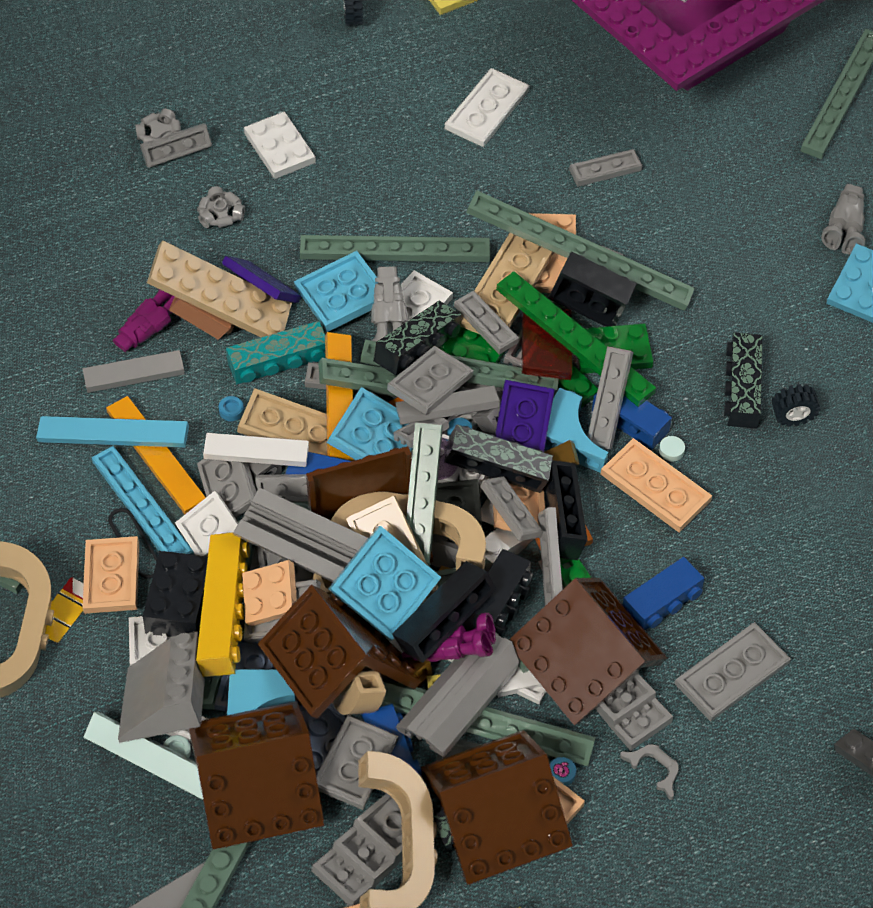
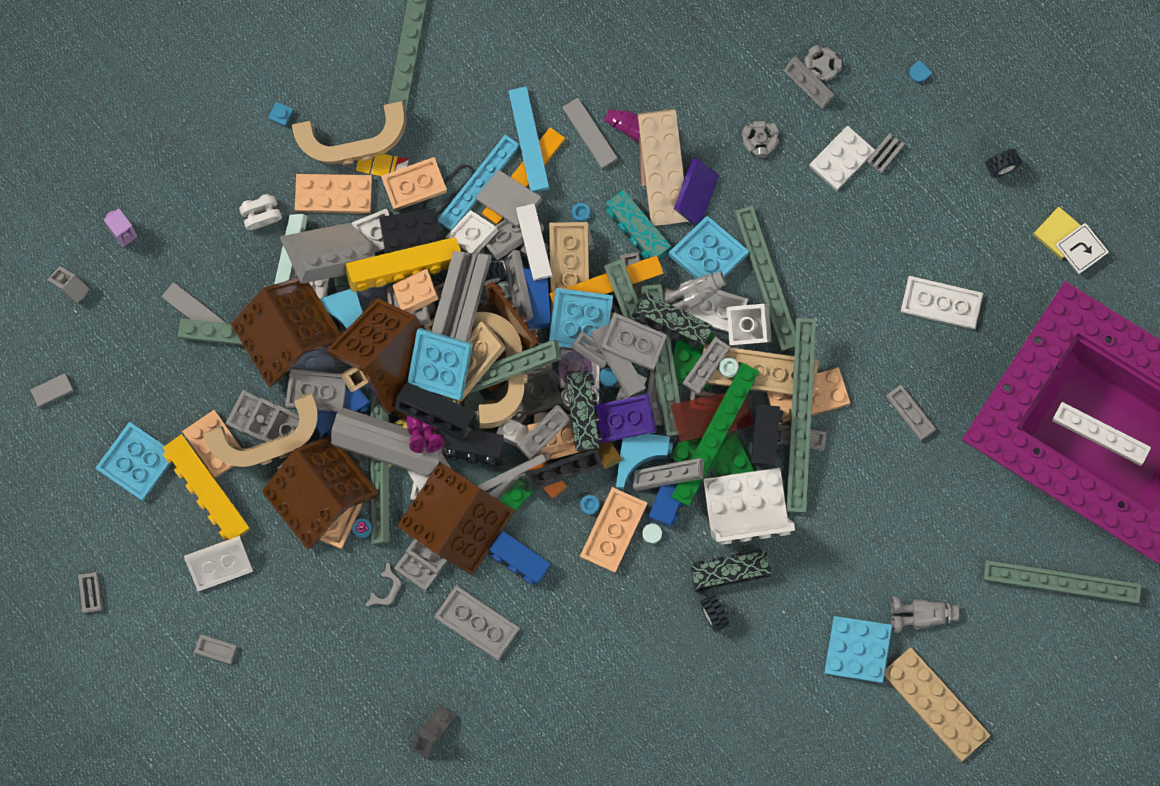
camera: 75 degrees right, 20 degrees up
(53, 761) = (265, 203): none -> white brick
(77, 677) = (333, 193): none -> light nougat plate
(180, 472) = (504, 195): none -> light grey tile
(211, 52) = (919, 72): none -> dark azure tile
(276, 99) = (894, 141): none -> light grey tile
(448, 270) = (749, 324): none -> white slope
(497, 301) = (728, 367): none -> light aqua tile
(613, 503) = (589, 505): none -> dark azure tile
(681, 342) = (746, 506): none -> white bracket

